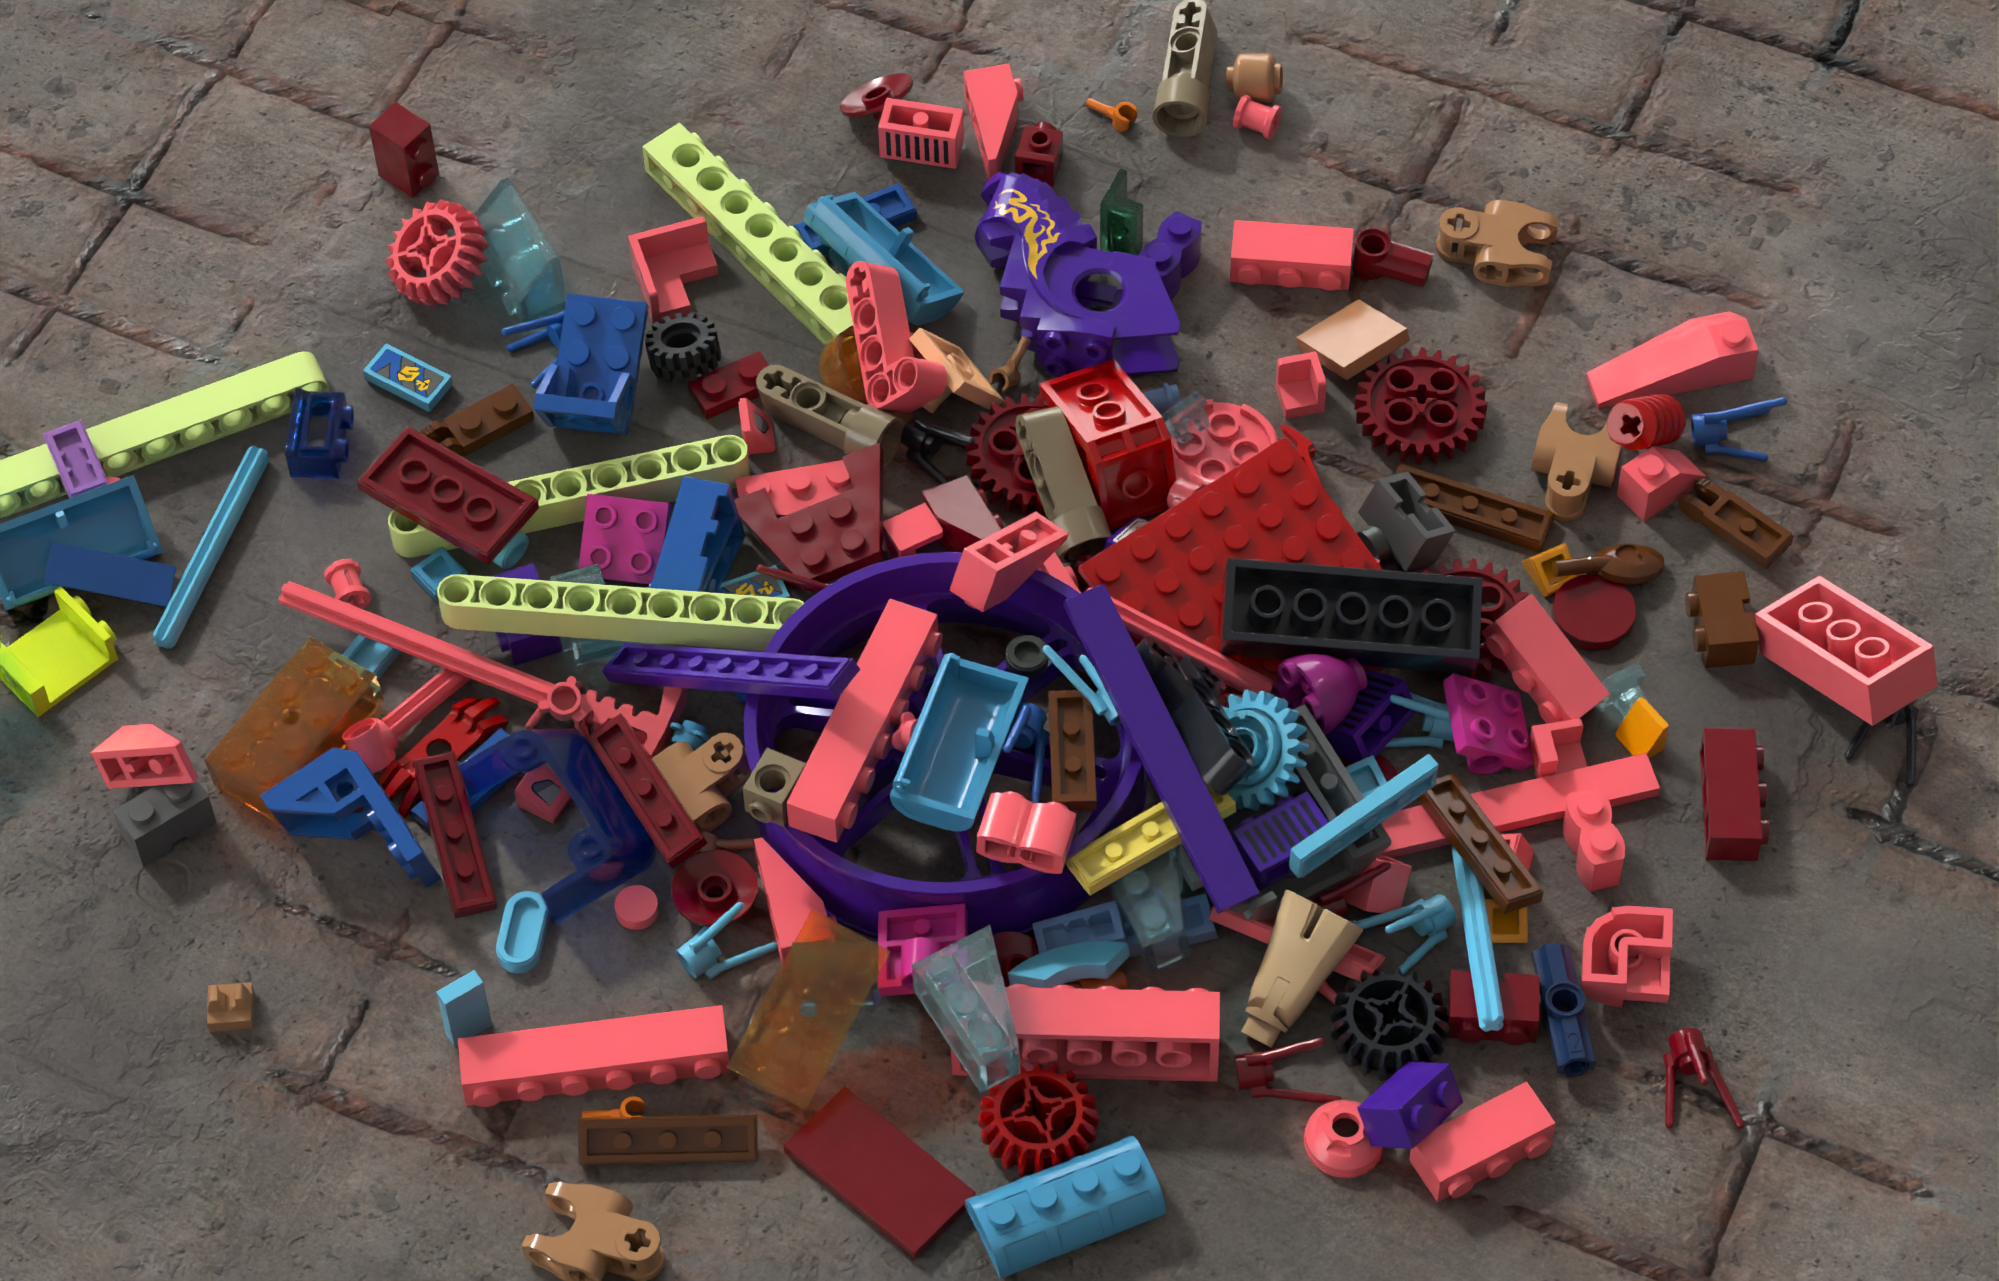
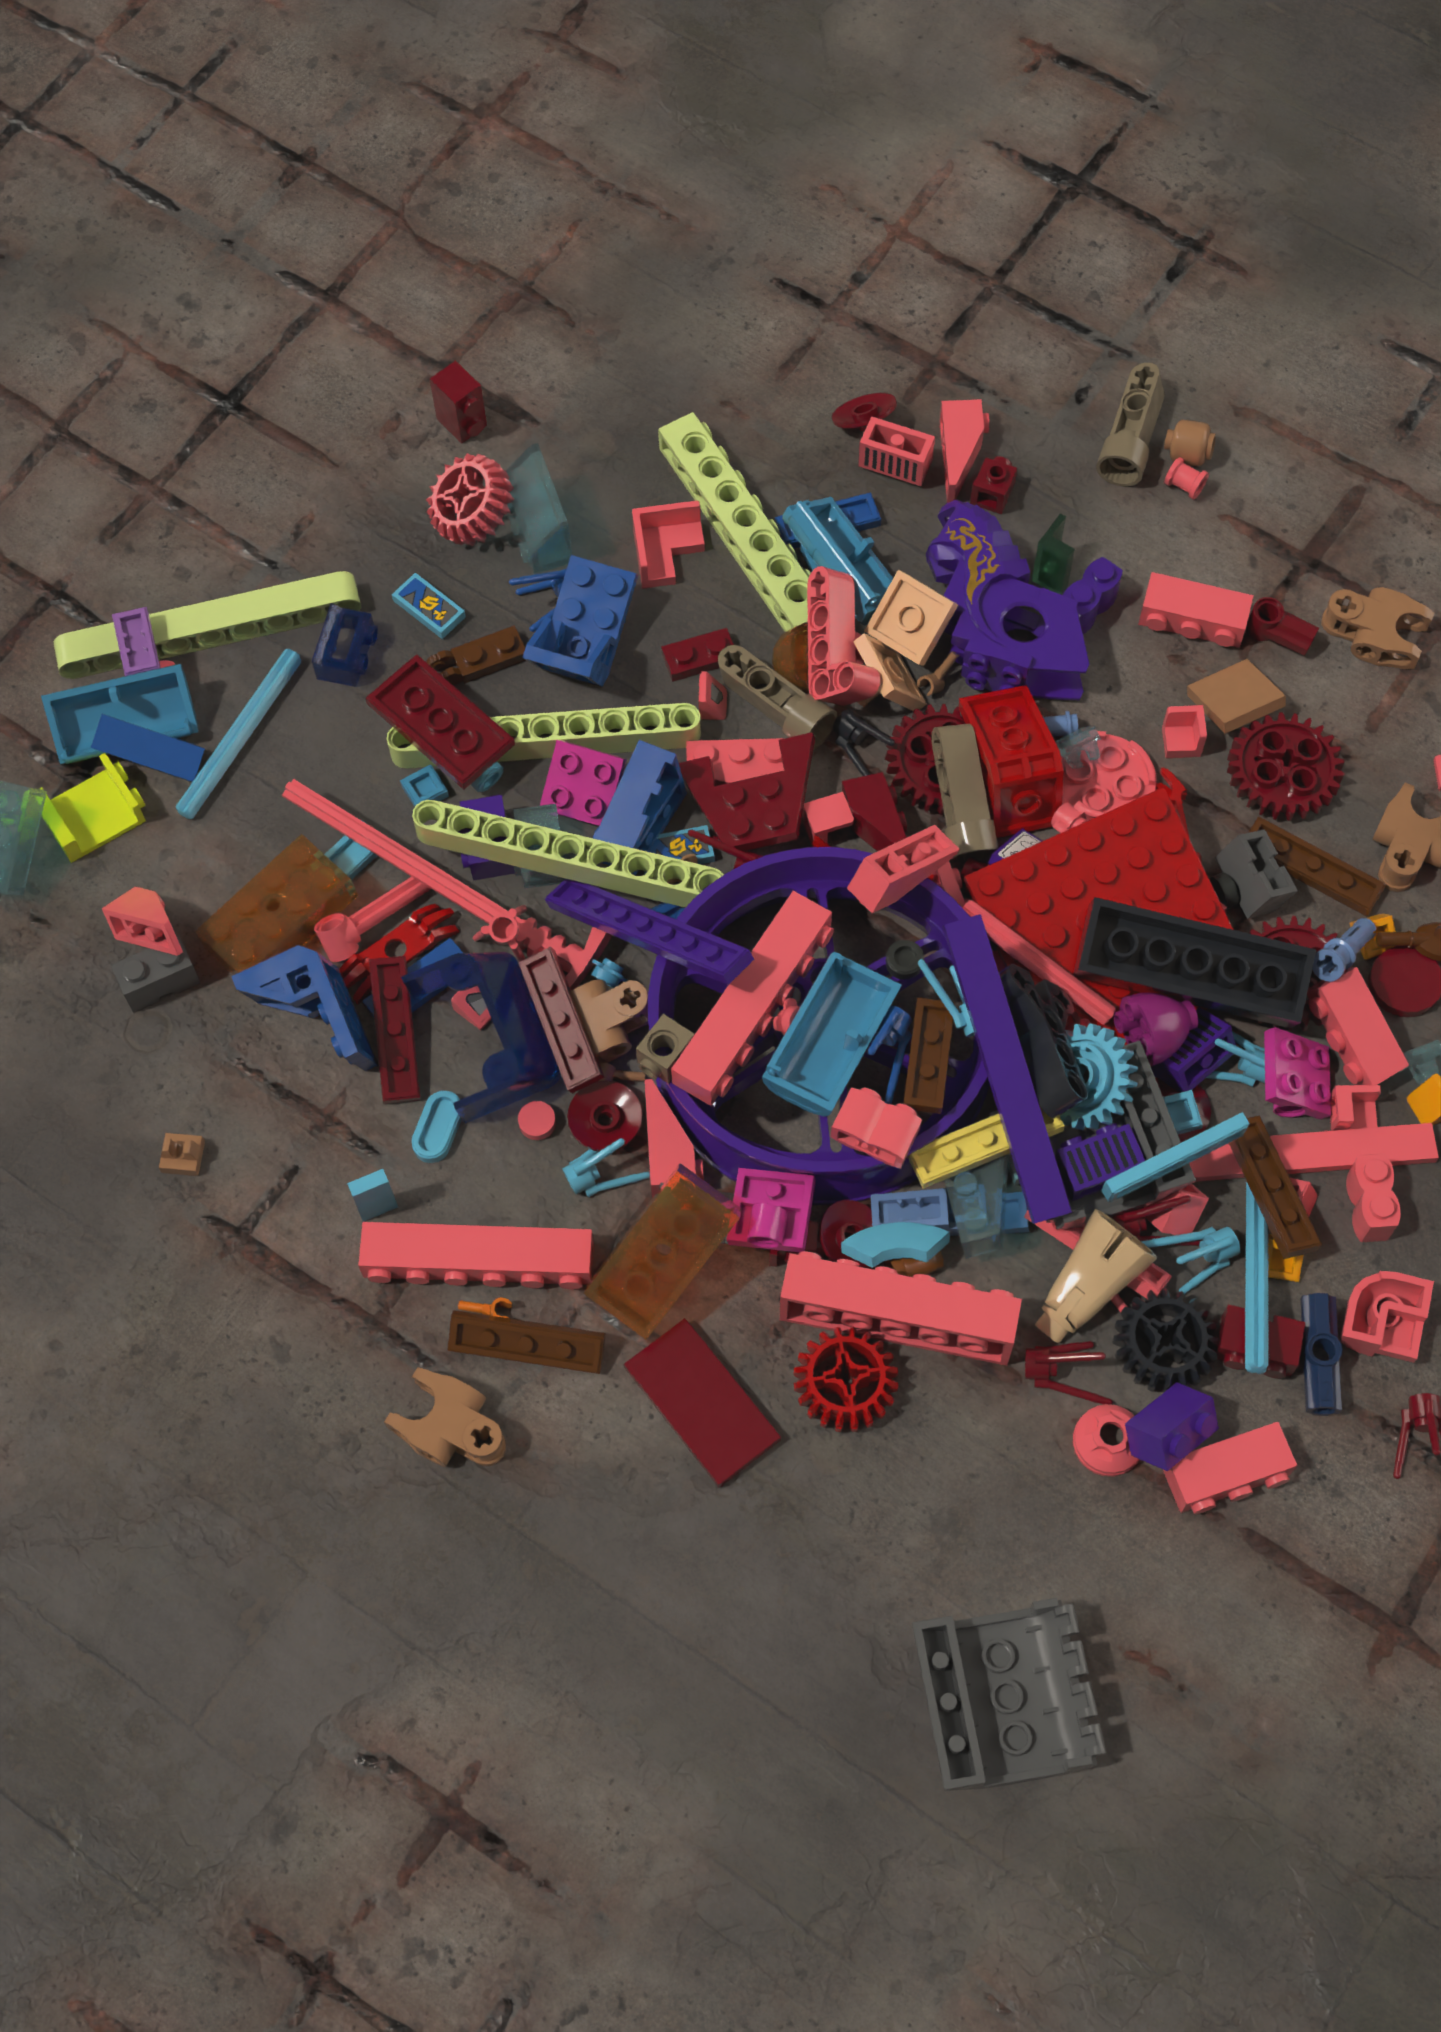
camera: 10 degrees right, 10 degrees up
(347, 585) = (345, 787): coral bush -> none
(683, 347) = (662, 602): black tyre -> none
(970, 305) = (911, 618): none -> light nougat tile
(971, 1007) = (801, 1281): clear light blue wedge -> none
(1067, 1206) = (856, 1466): dark azure container -> none
(1117, 114) = (1065, 456): orange hand -> none
(1513, 582) = (1341, 952): none -> medium blue pin

